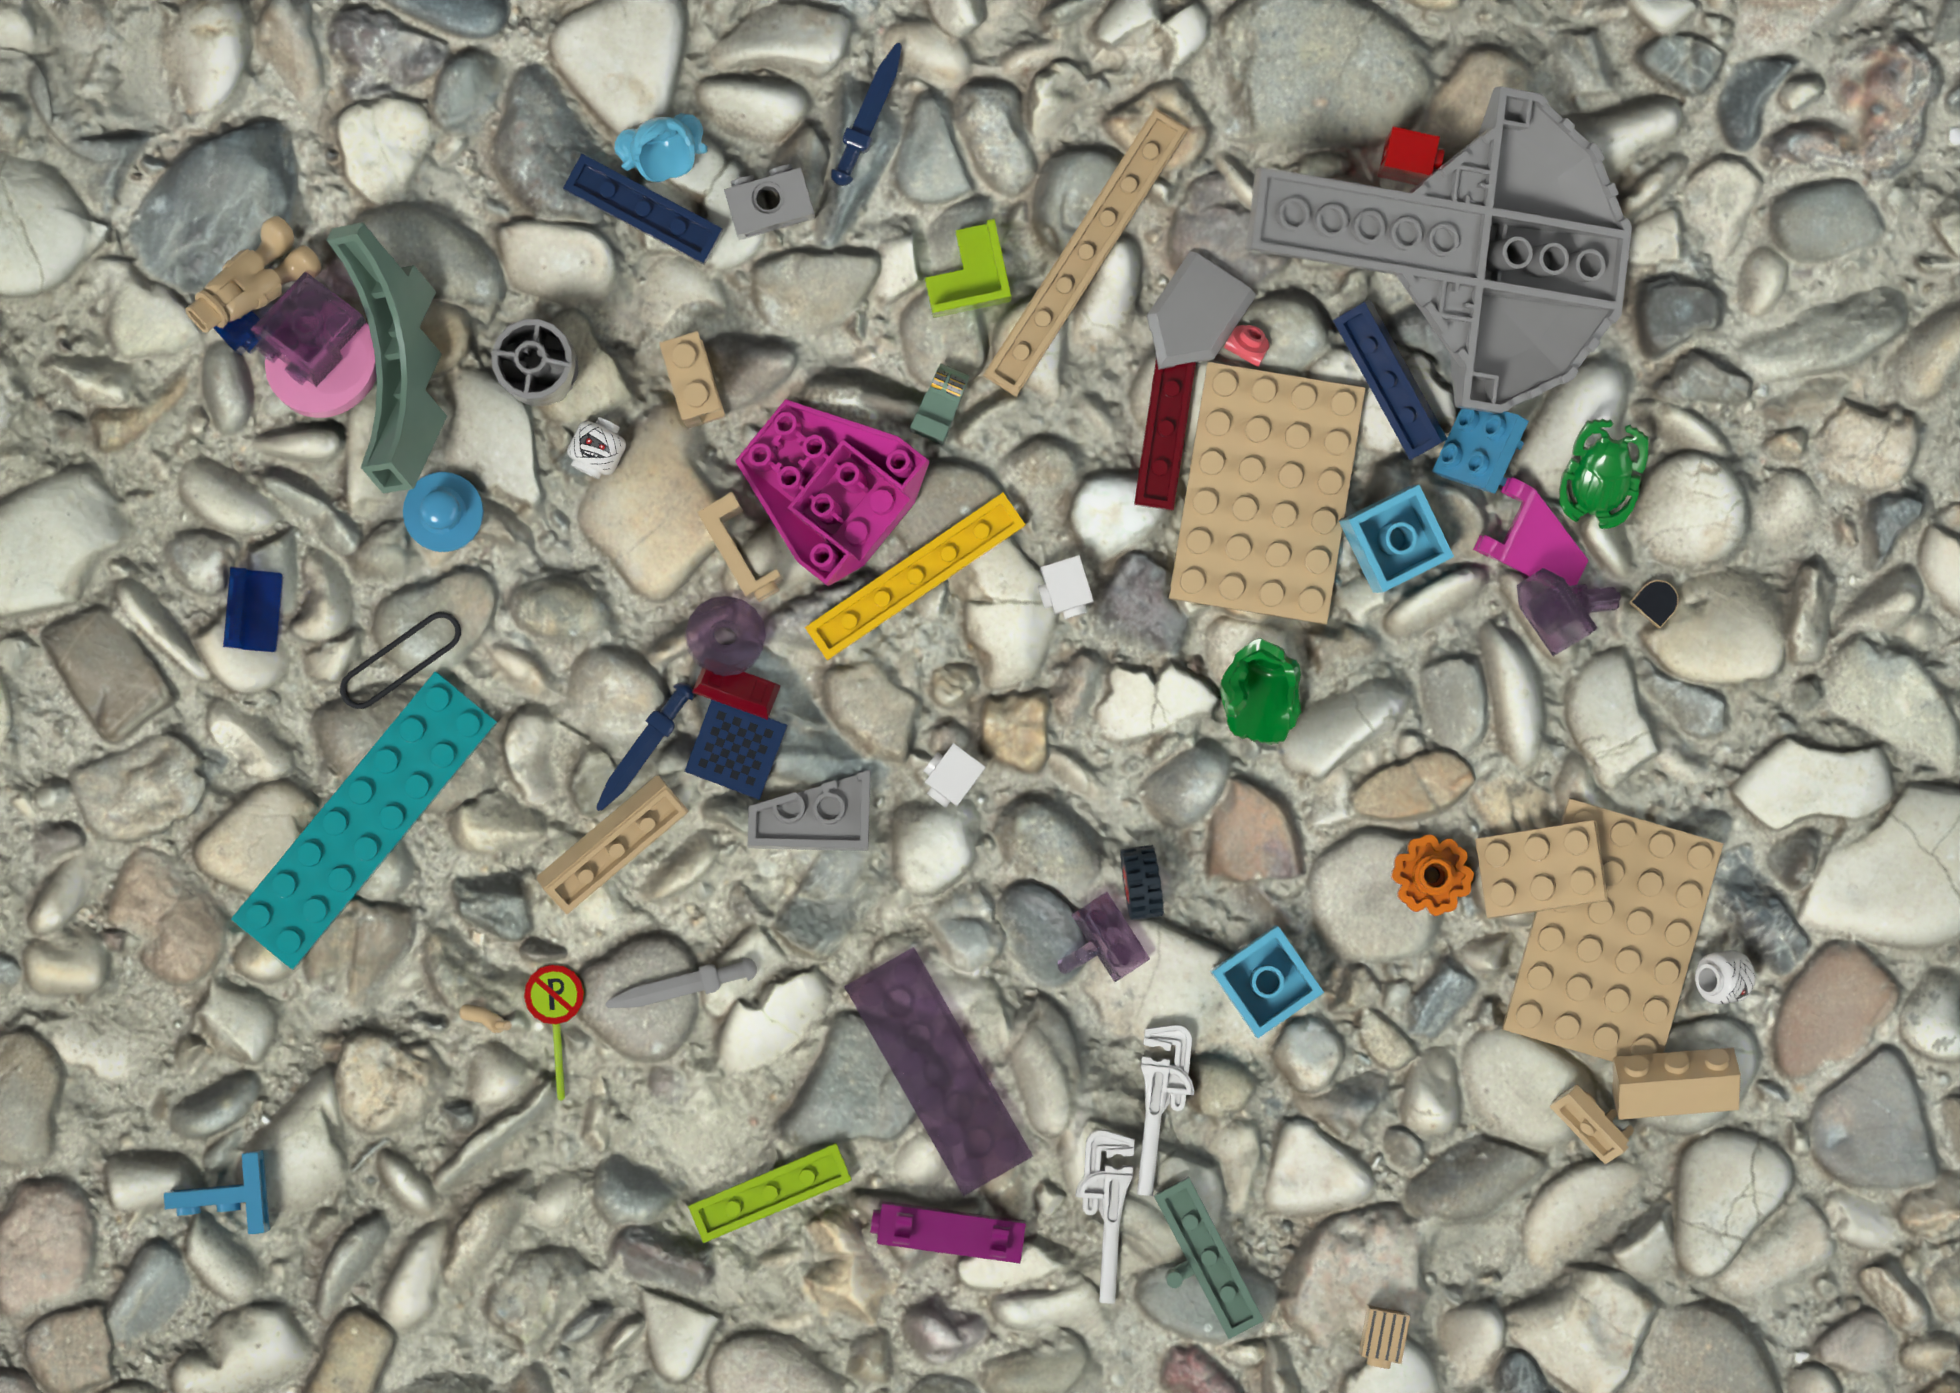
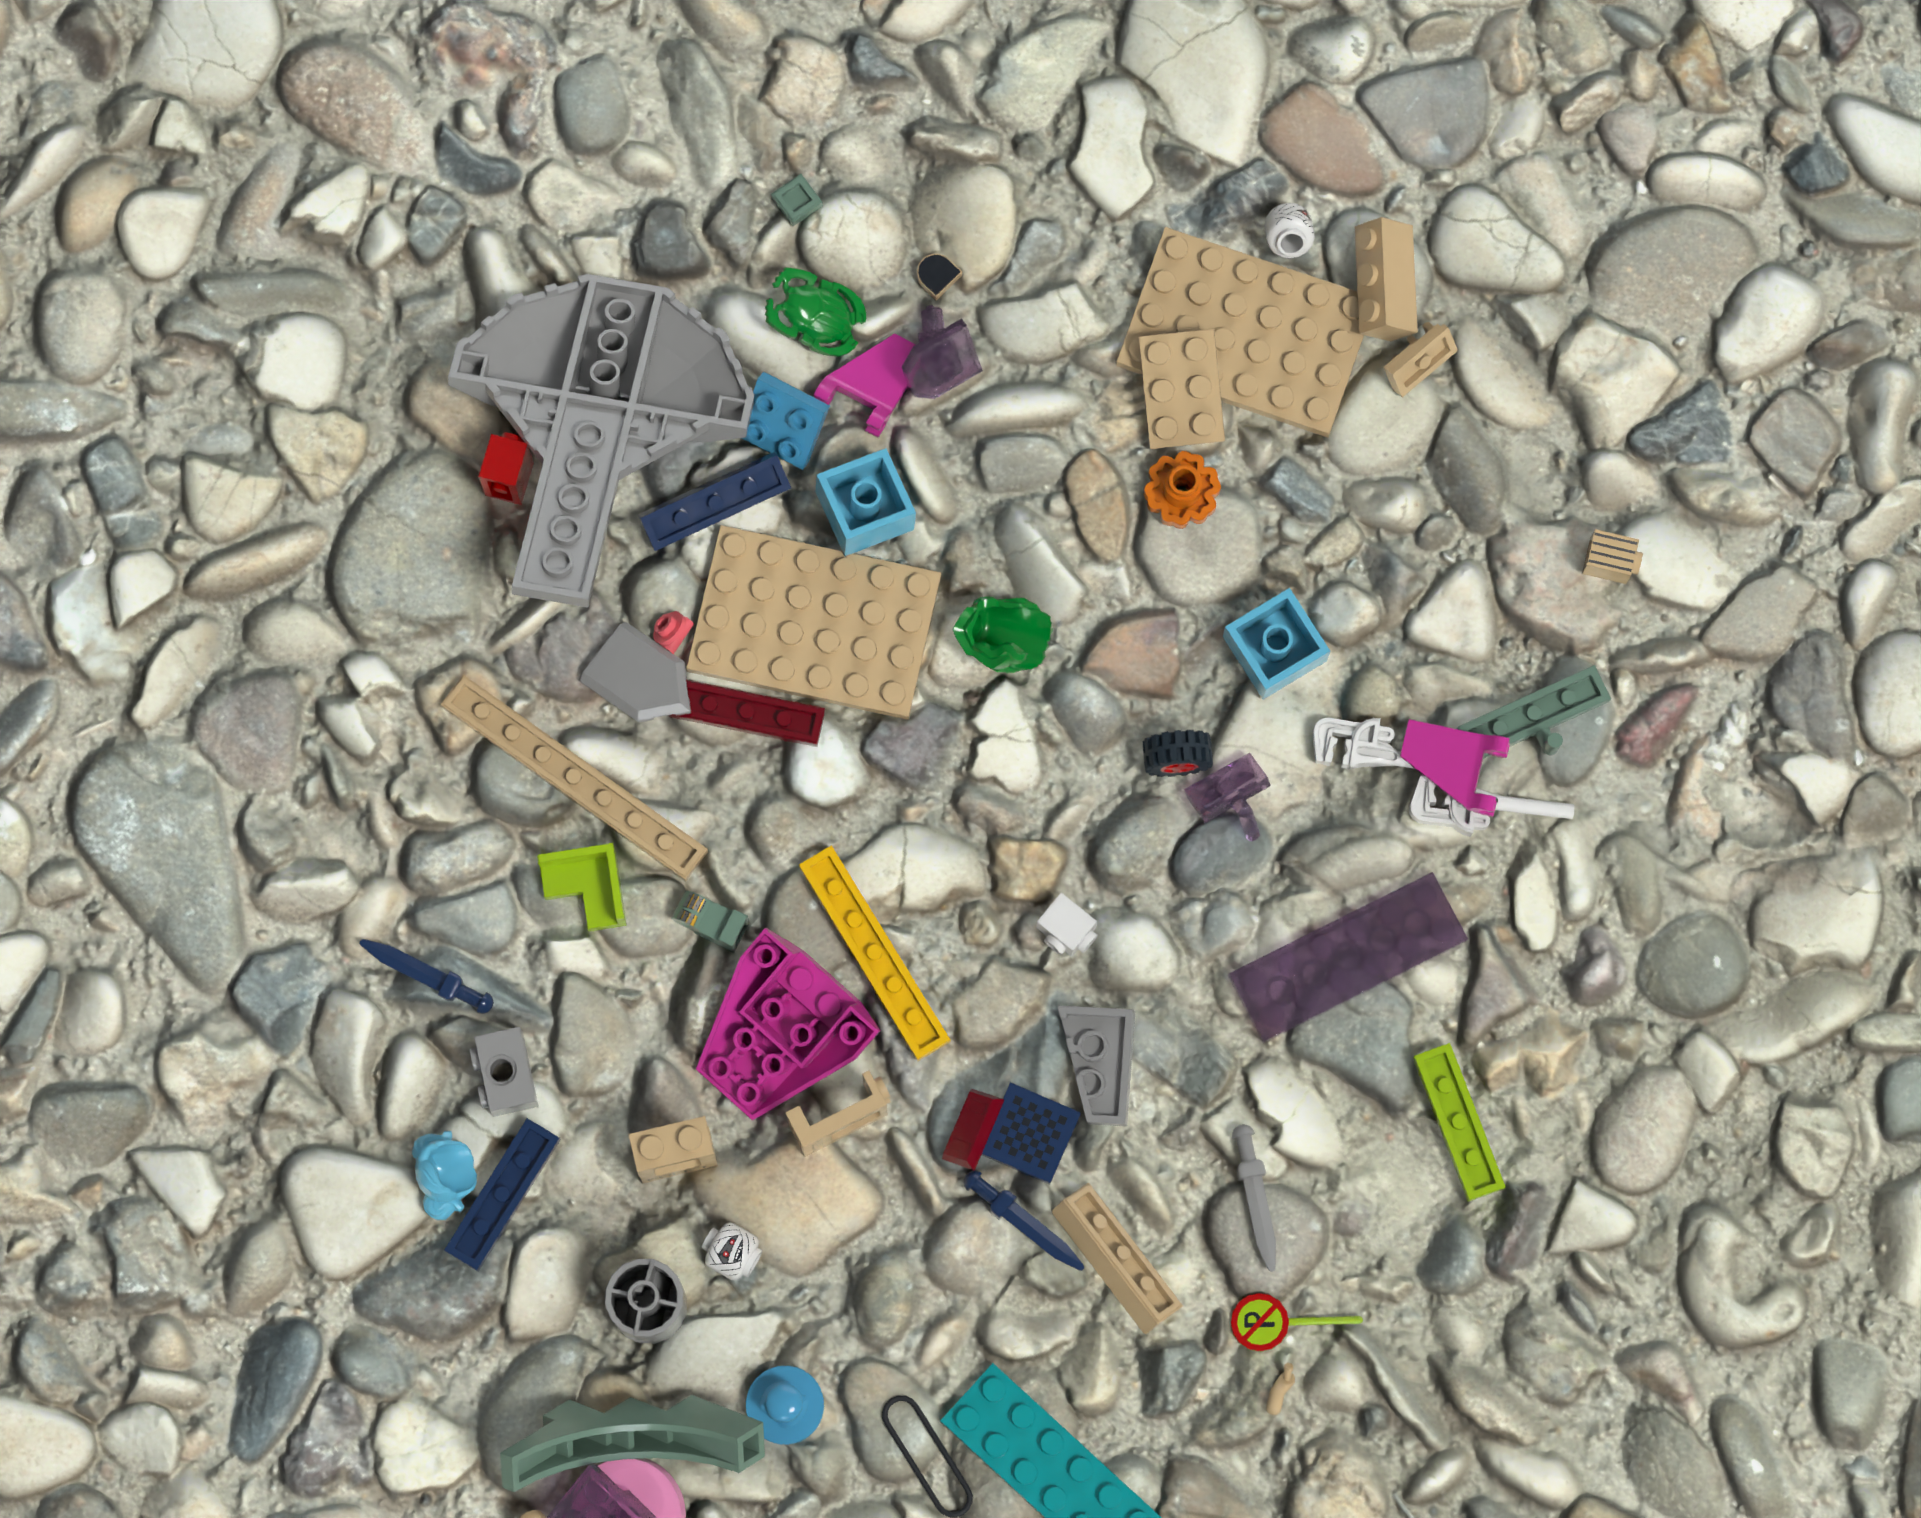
camera: 85 degrees left, 10 degrees down
(731, 614) = (906, 1121): clear purple tile -> none
(949, 1231) = (1502, 953): magenta brick -> none
(1065, 588) = (893, 811): white brick -> none
(1151, 1172) = (1453, 760): none -> dark pink flag
(1731, 447) = (796, 200): none -> sand green tile

